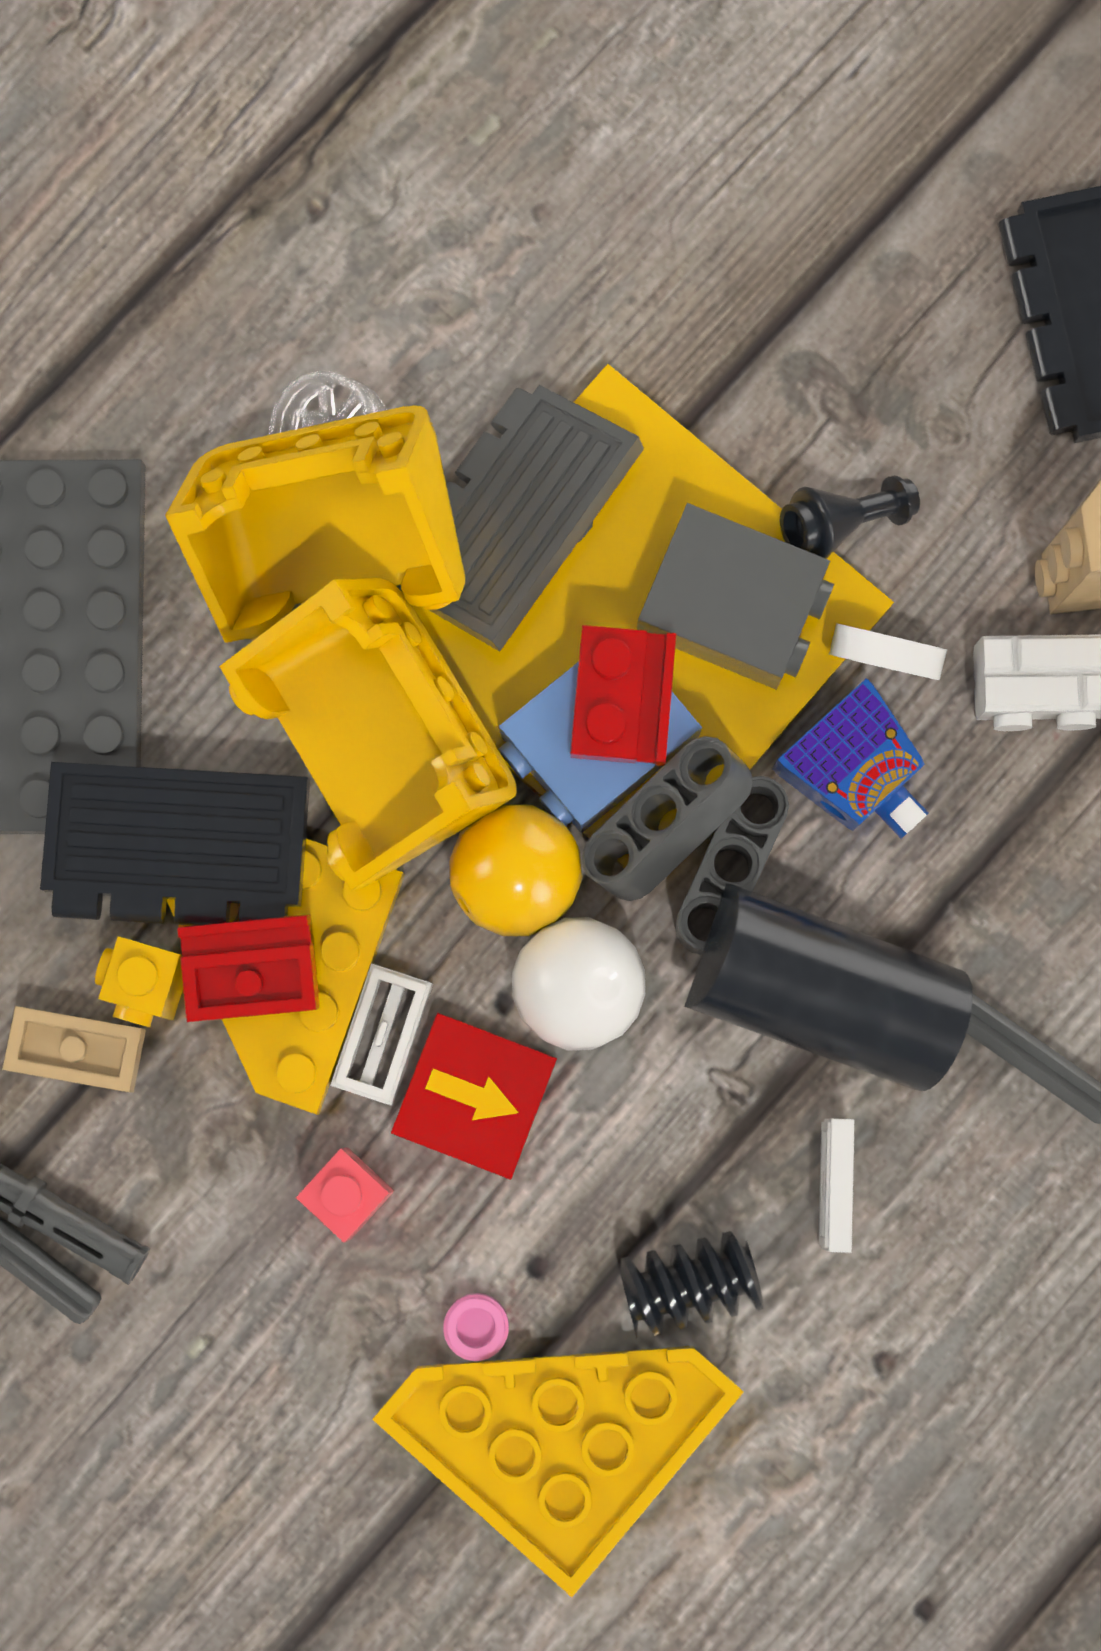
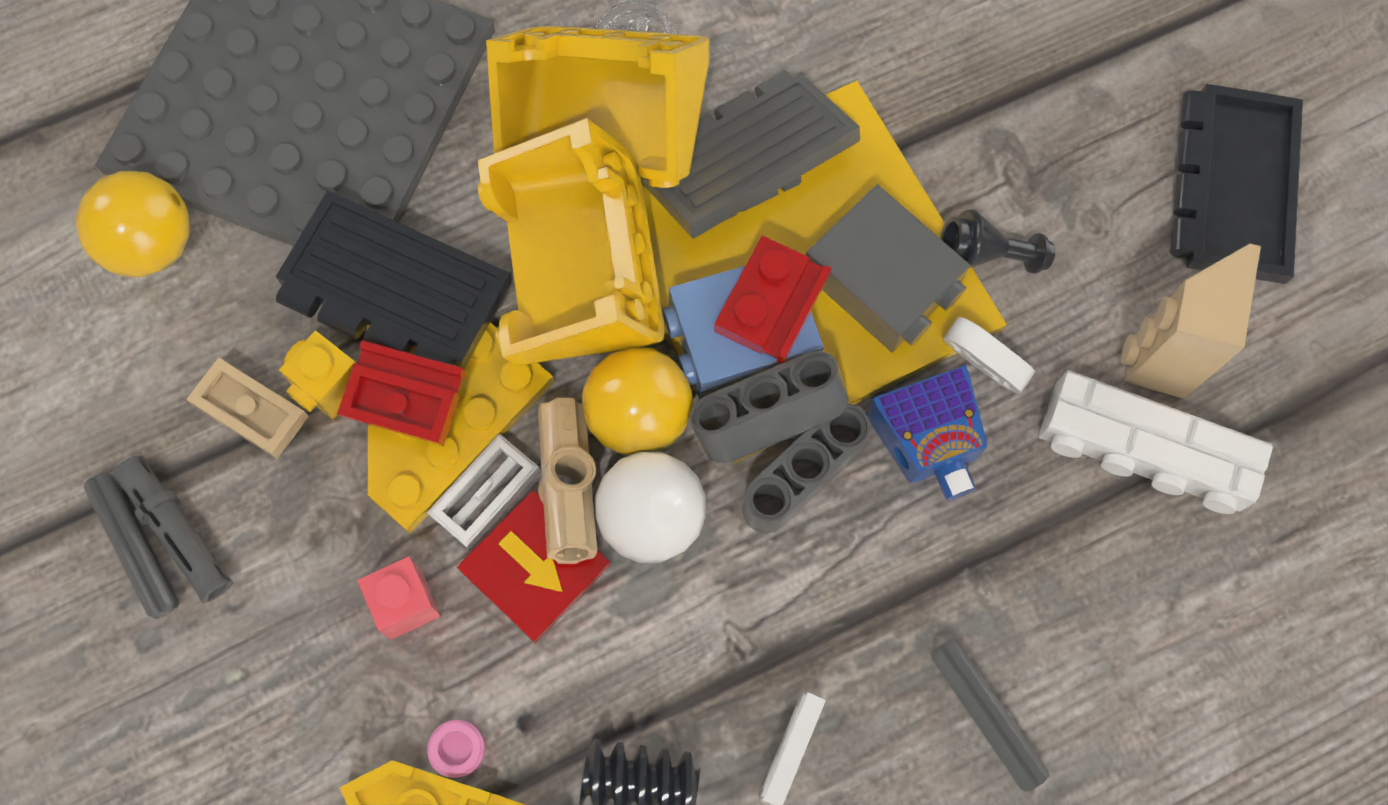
camera: 15 degrees right, 10 degrees down
(488, 1022) = (566, 506): none -> tan piece
(831, 990) = (846, 592): black brick -> none

